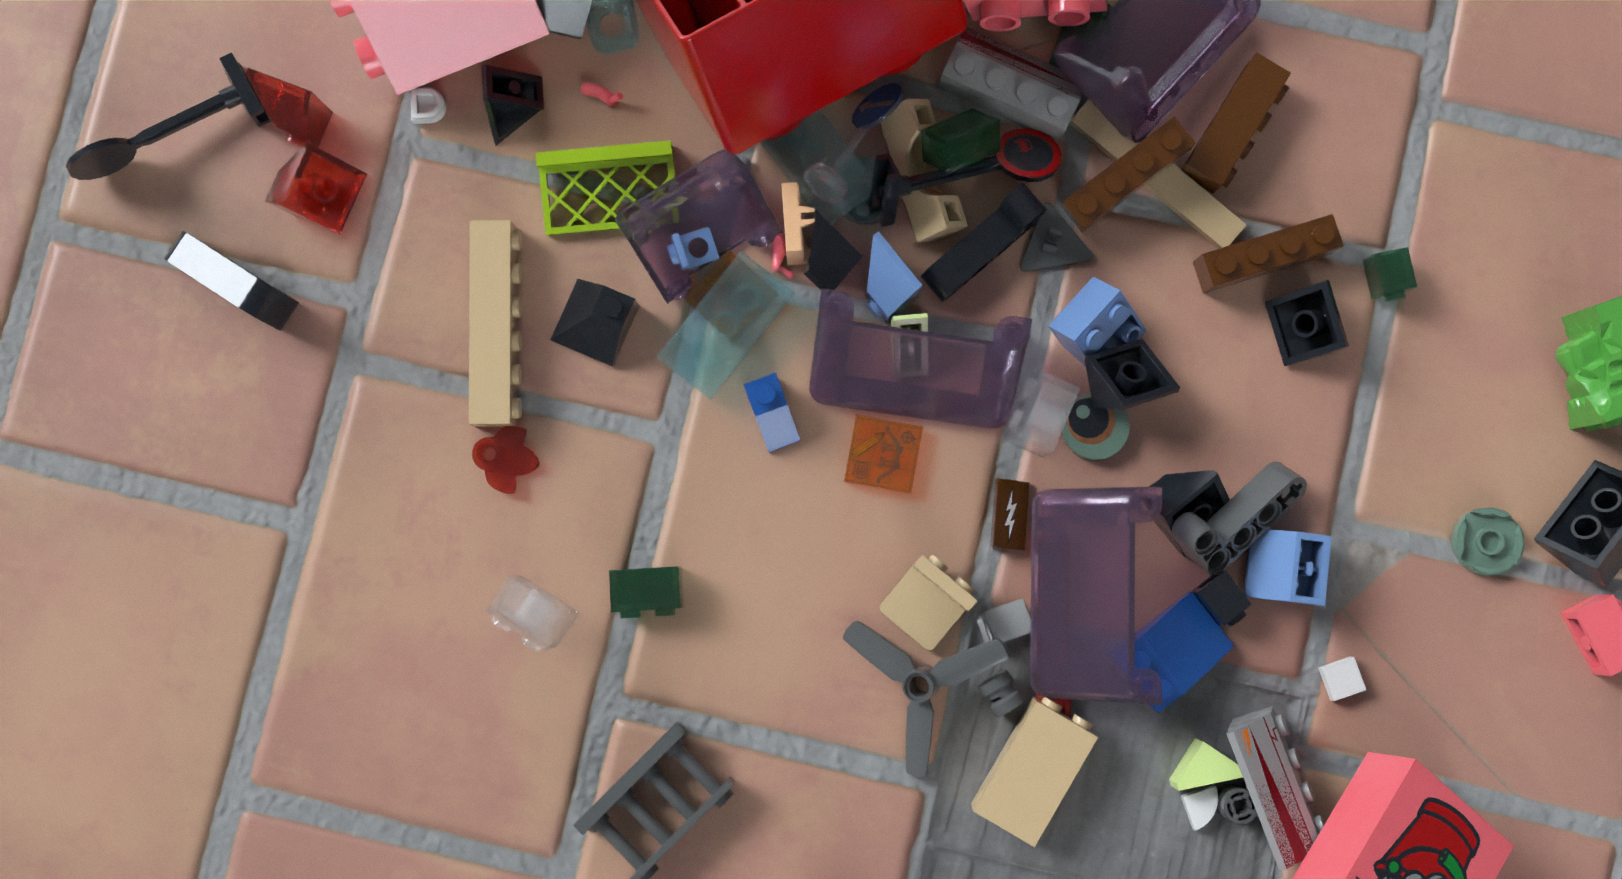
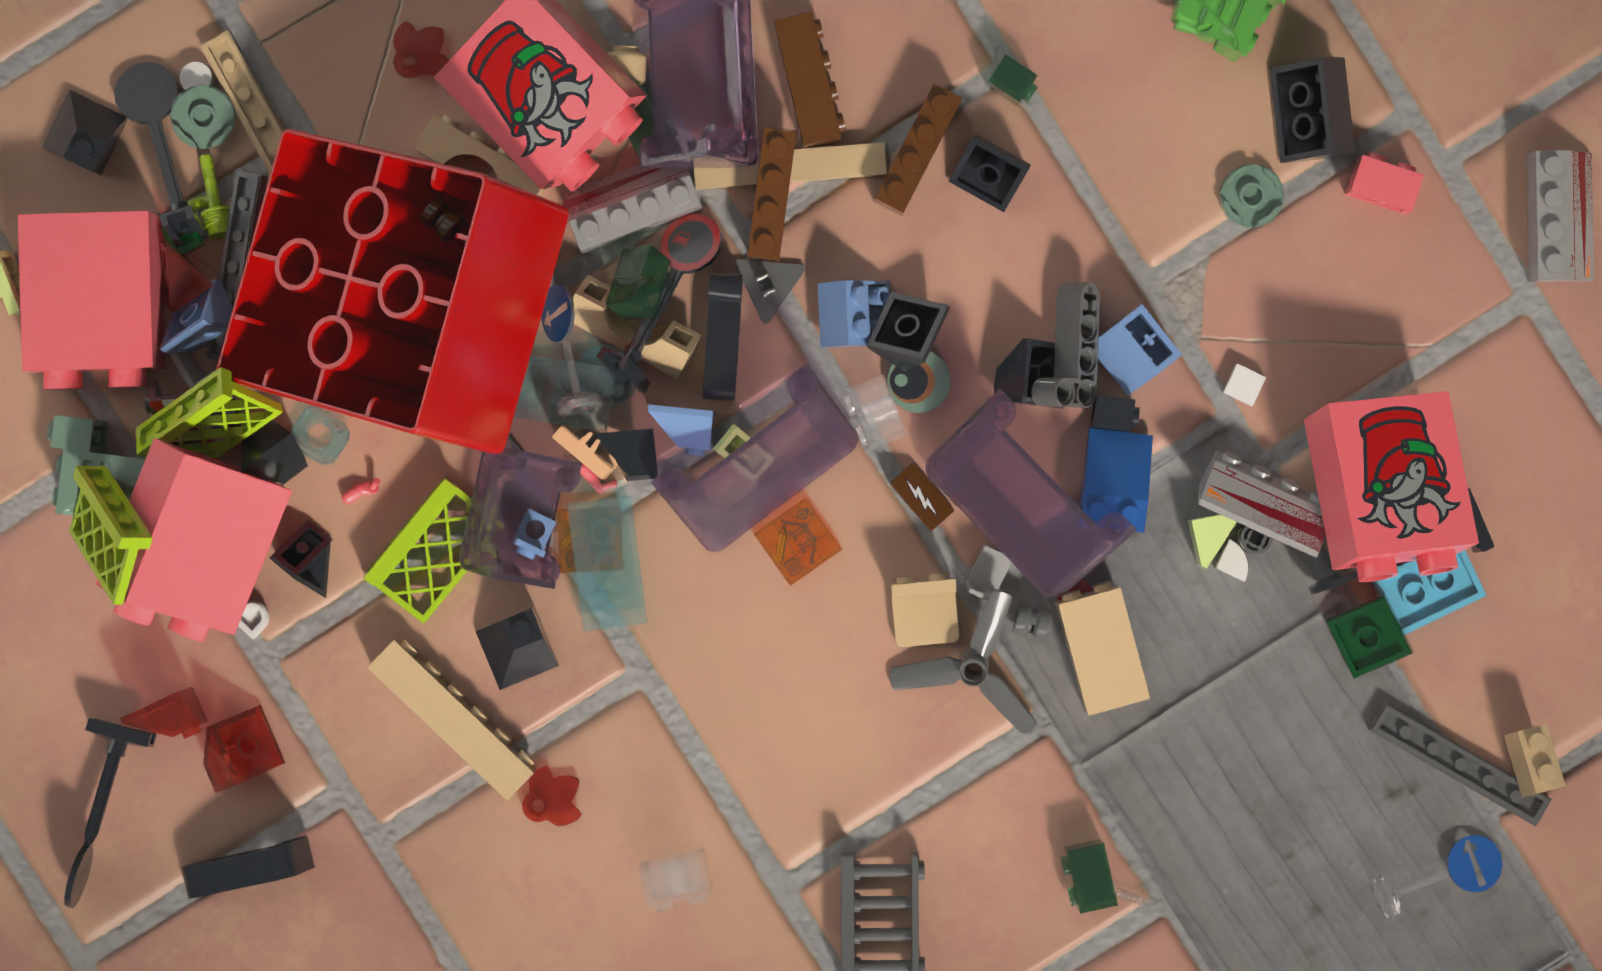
camera: 50 degrees left, 5 degrees up
(646, 590) = (734, 789): clear green brick -> none
(772, 412) = (697, 589): slope -> none

